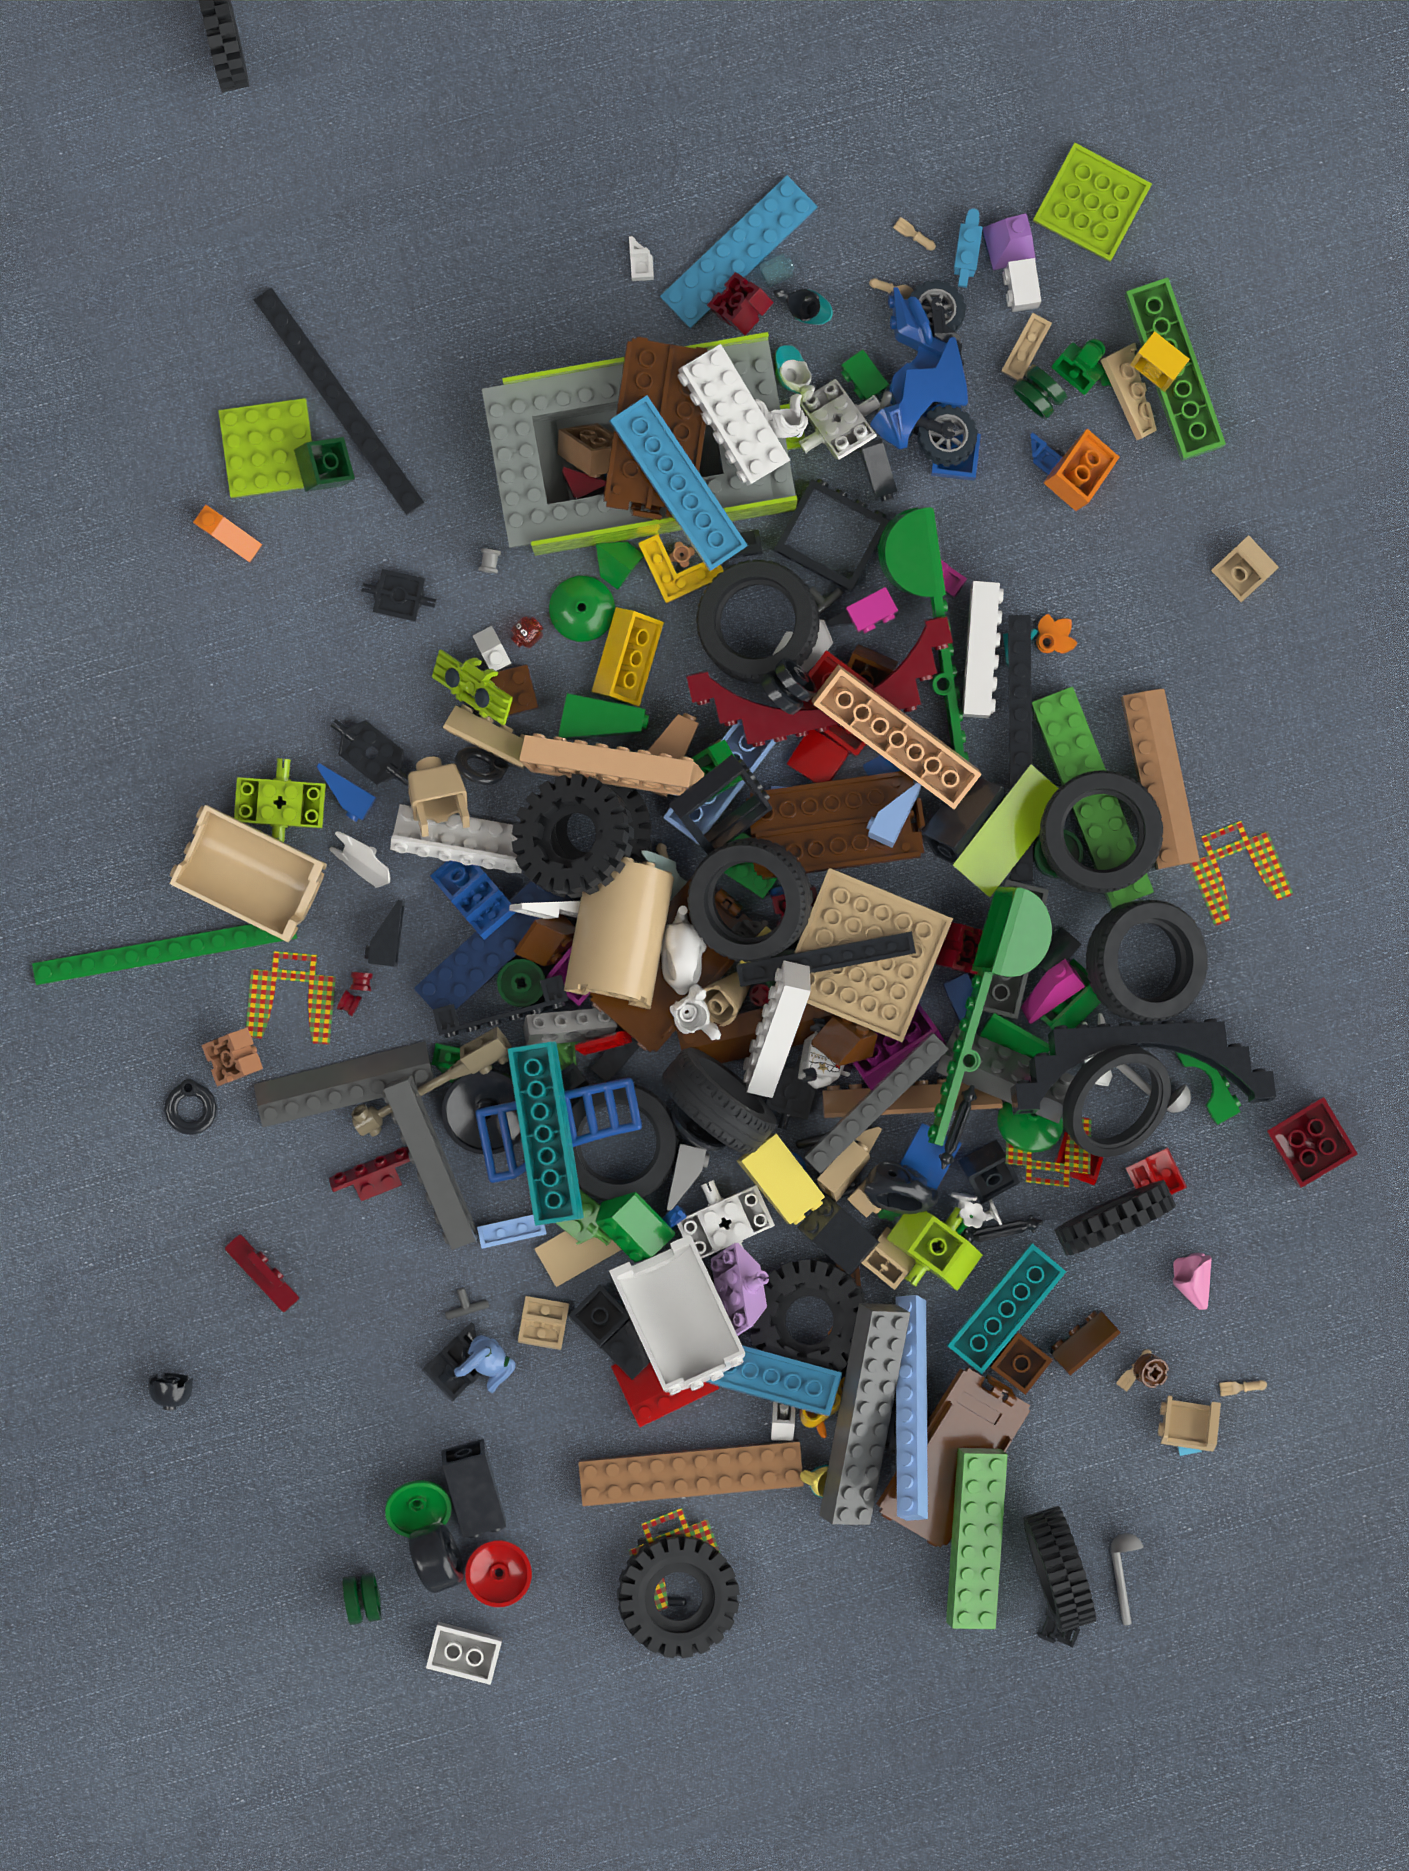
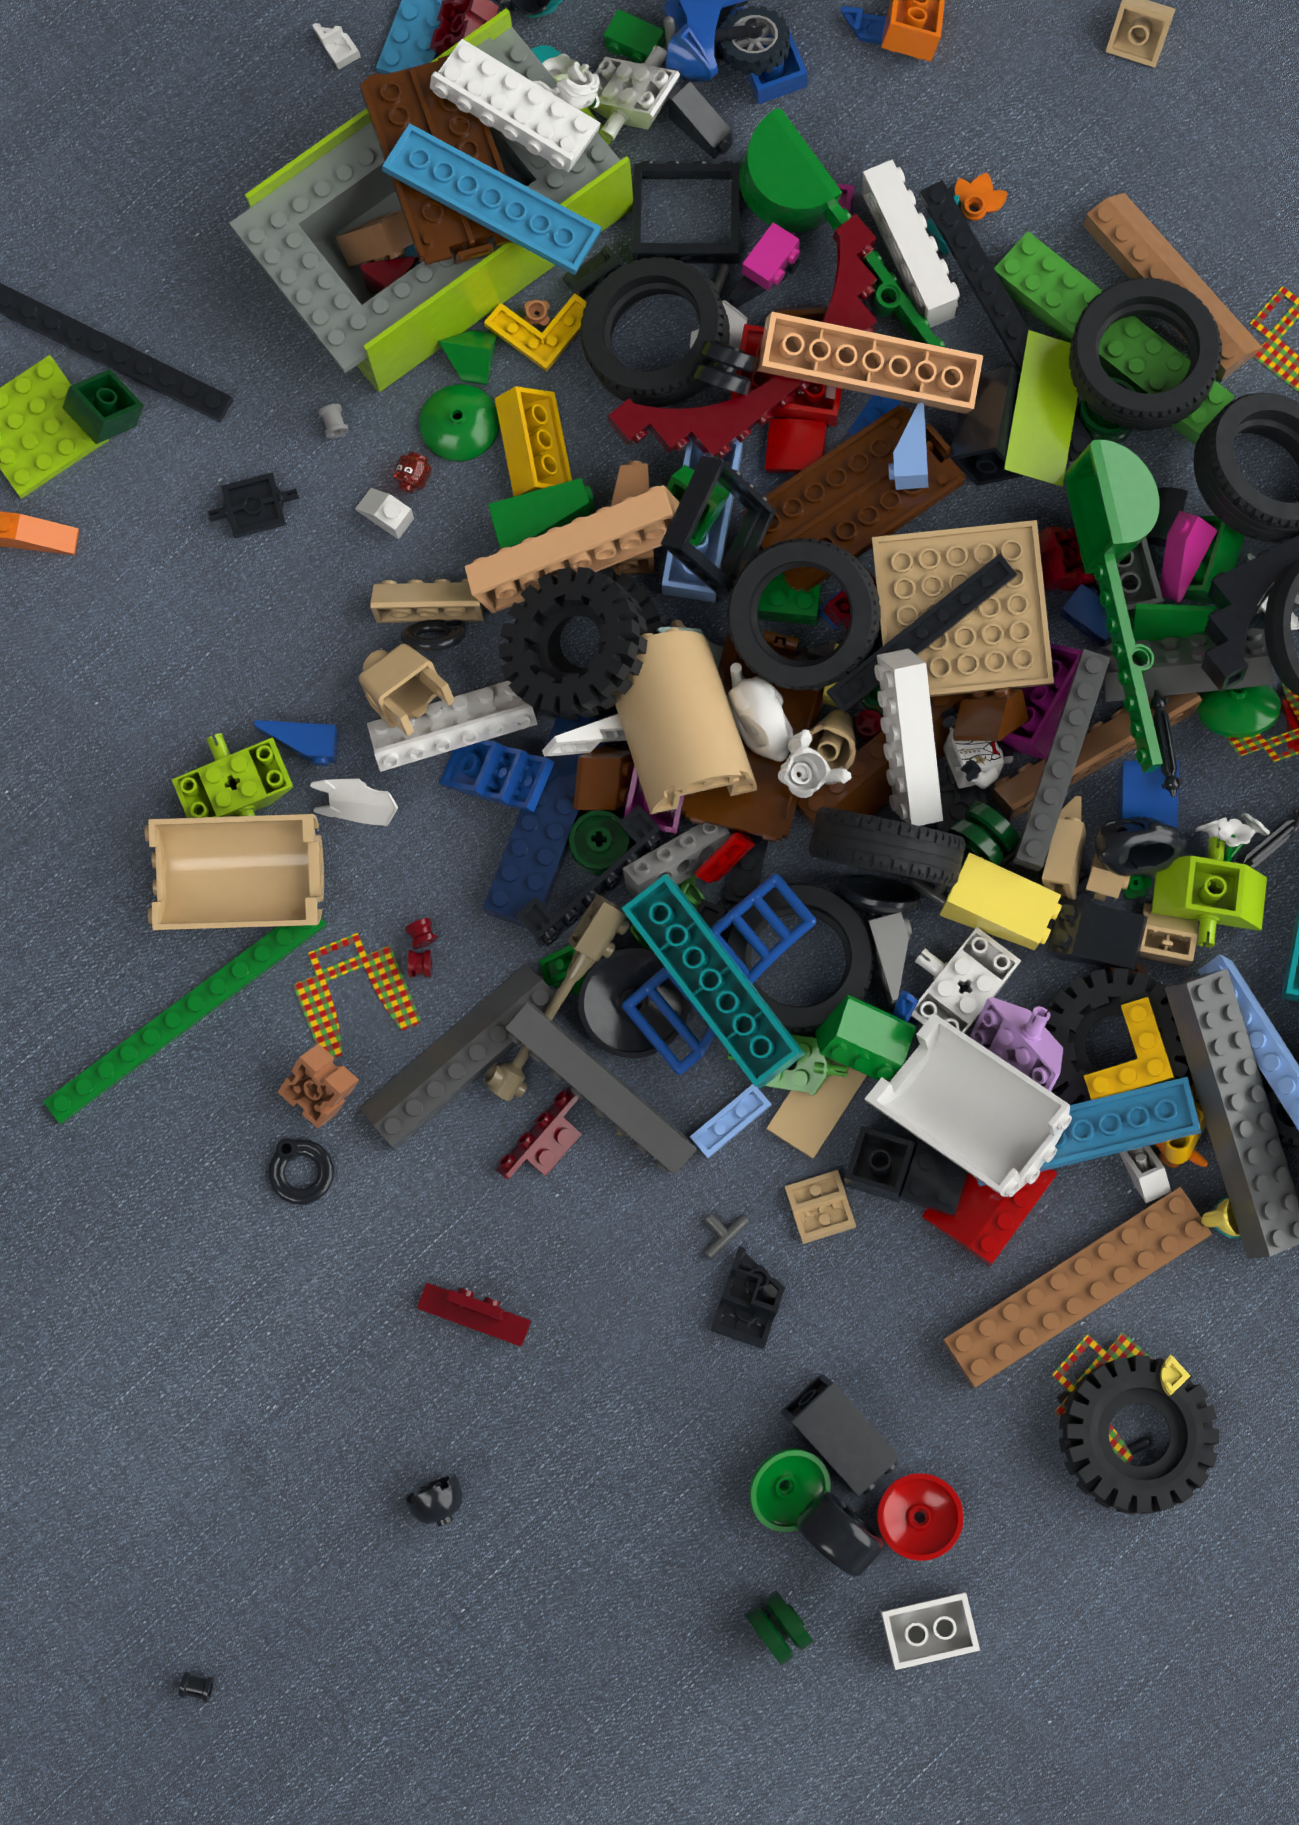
camera: 15 degrees left, 10 degrees down
(353, 748) = (290, 671): black plate -> none
(386, 941) = (425, 873): black slope -> none
(468, 679) = (381, 542): lime piece -> none
(488, 1360) = (781, 1276): medium blue hair -> none
(518, 685) = (427, 542): reddish brown brick -> none
(721, 1569) = (1172, 1375): none -> light yellow tile
(797, 1123) = (985, 833): none -> dark green wheel
(824, 1348) = (1152, 1061): none -> yellow plate
(988, 1171) = (1223, 784): black slope -> none

